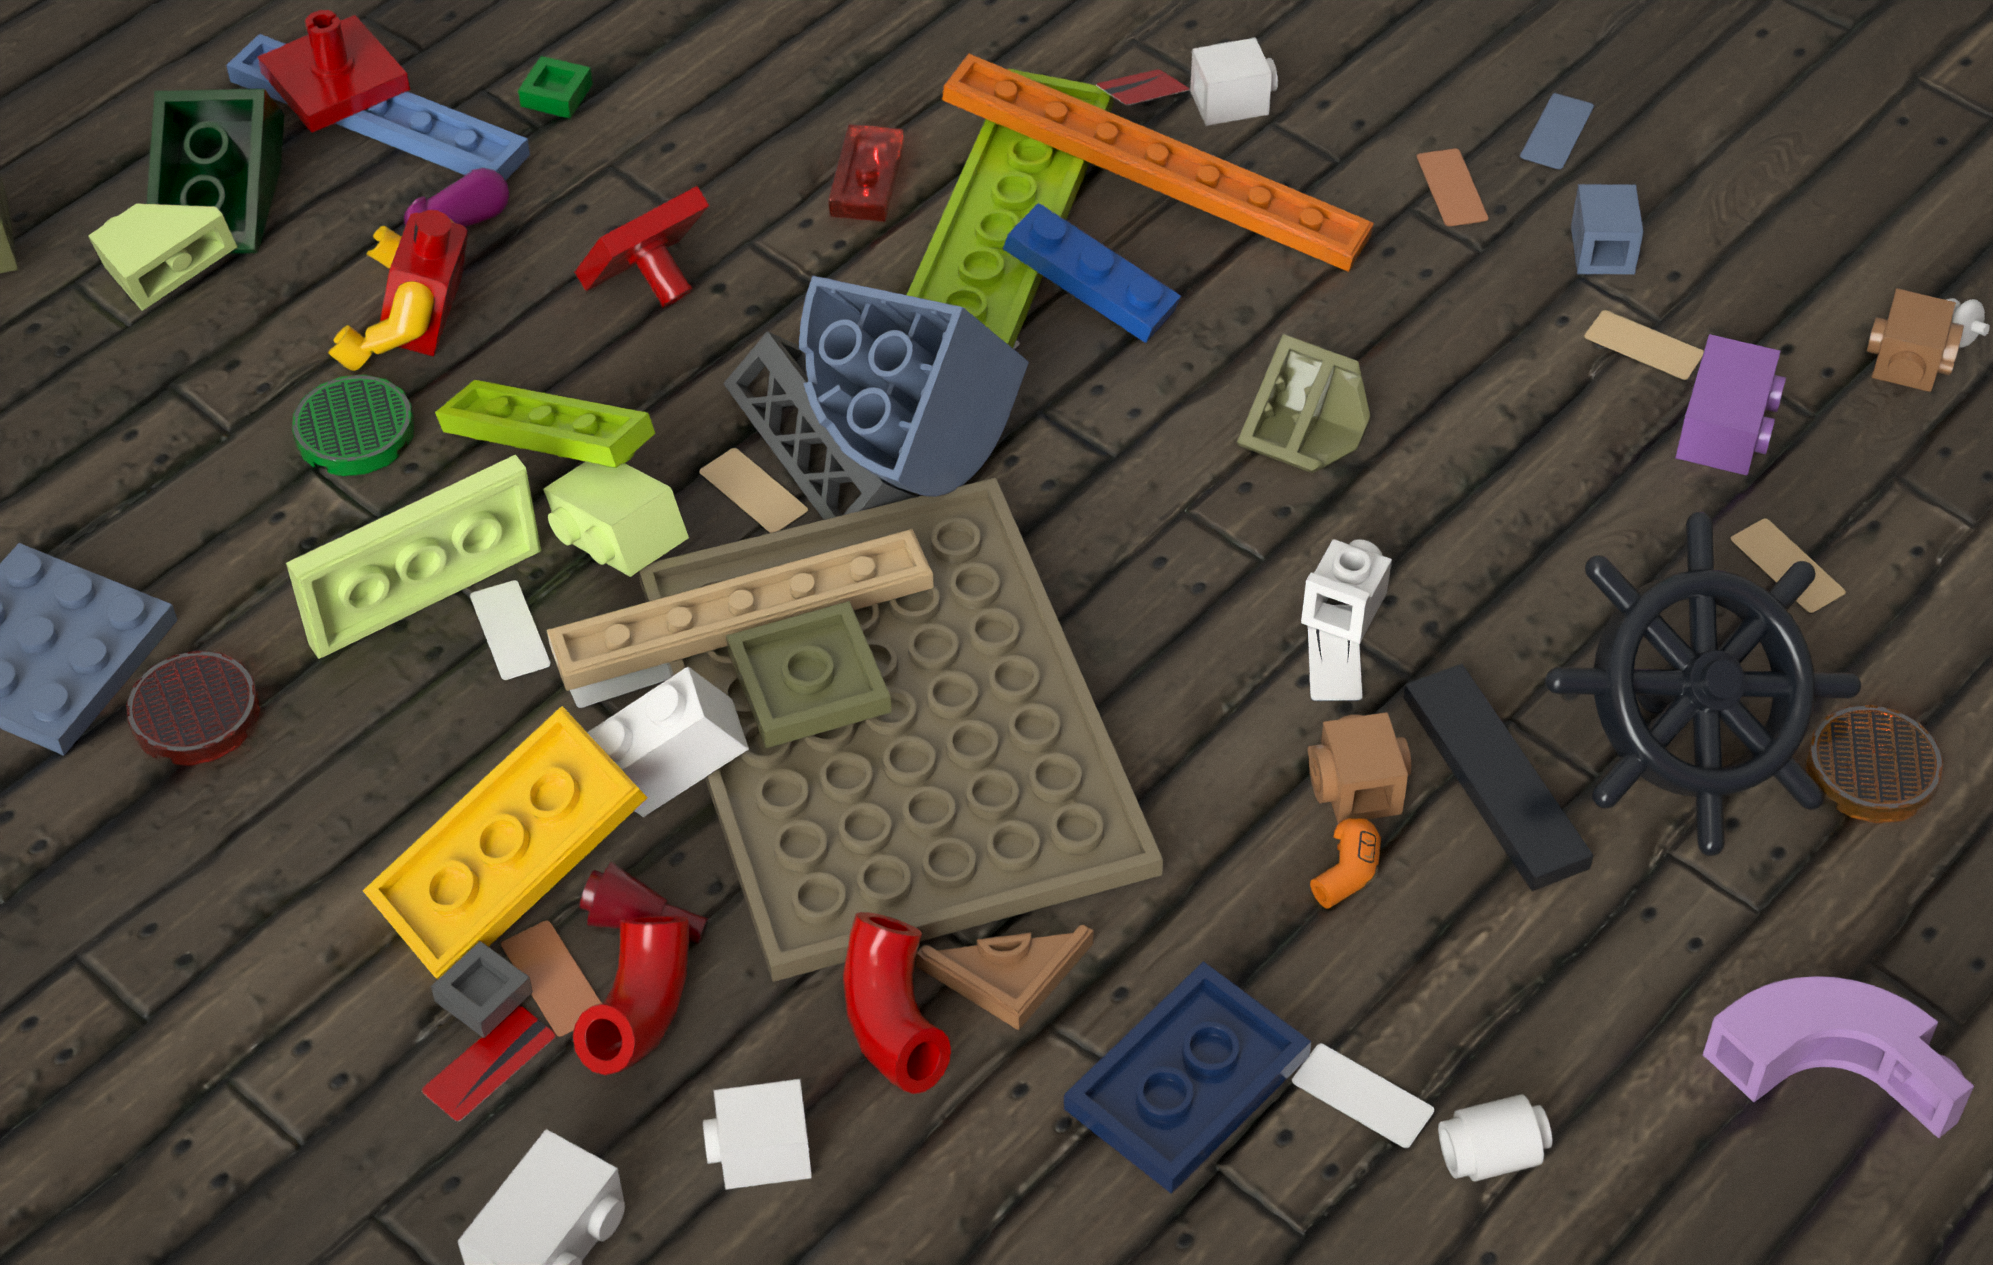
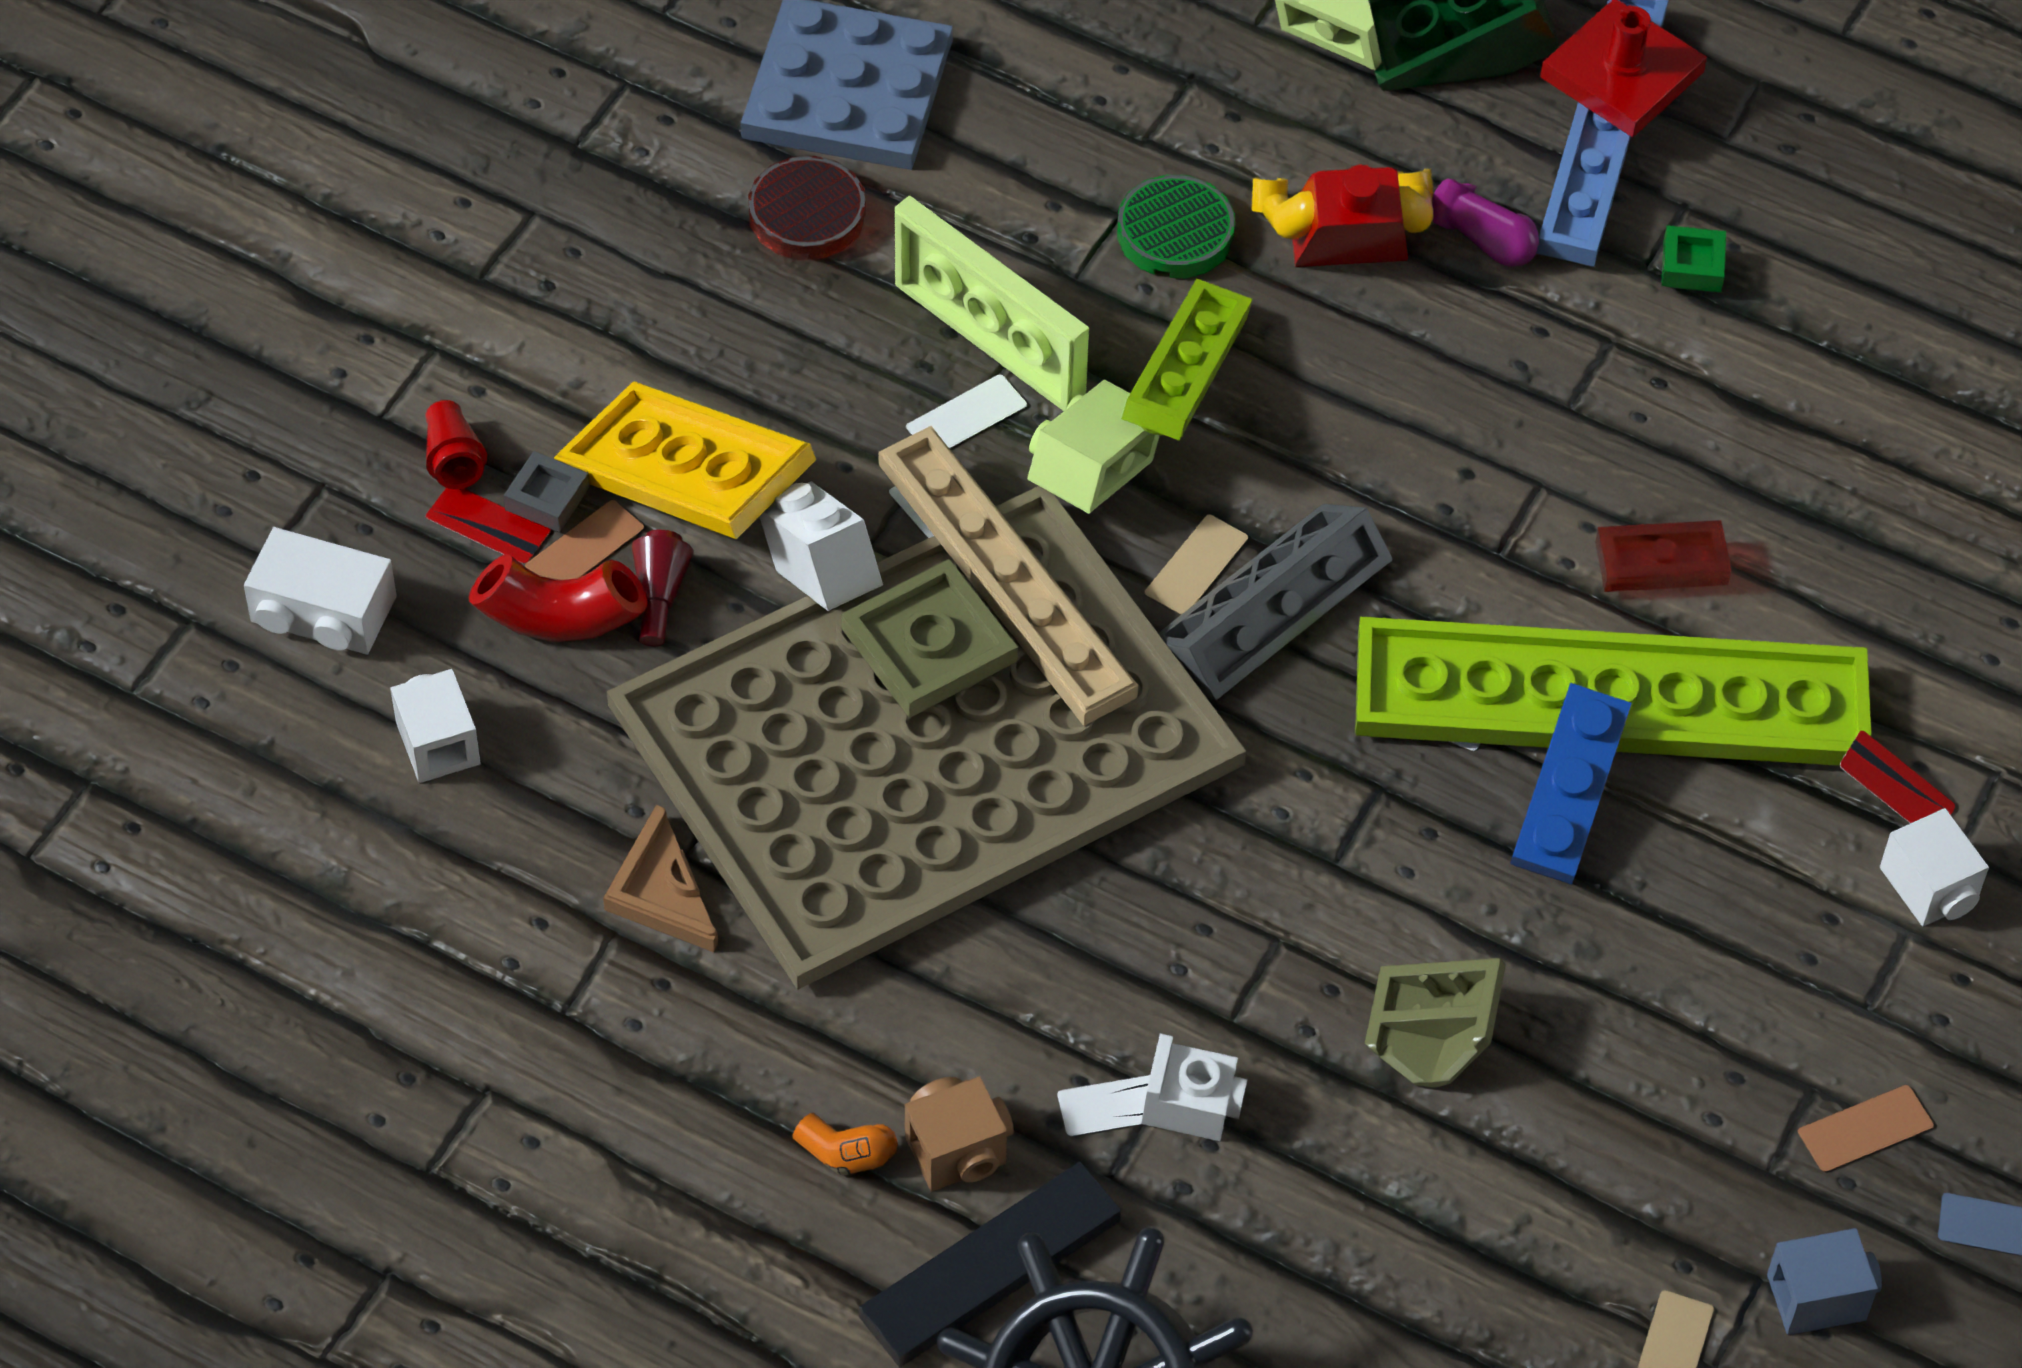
camera: 75 degrees right, 5 degrees up
(385, 1068) = (453, 449): none -> red cone
(645, 244) = (1458, 386): red tile -> none
(884, 1004) = (585, 788): red cylinder -> none
(906, 383) = (1300, 633): sand blue brick -> none
(1158, 162) = (1763, 818): orange tile -> none
(1187, 1076) = (565, 1042): dark blue plate -> none
(1363, 1095) = (588, 1199): white sticker -> none
(1495, 1138) = (542, 1301): white brick -> none

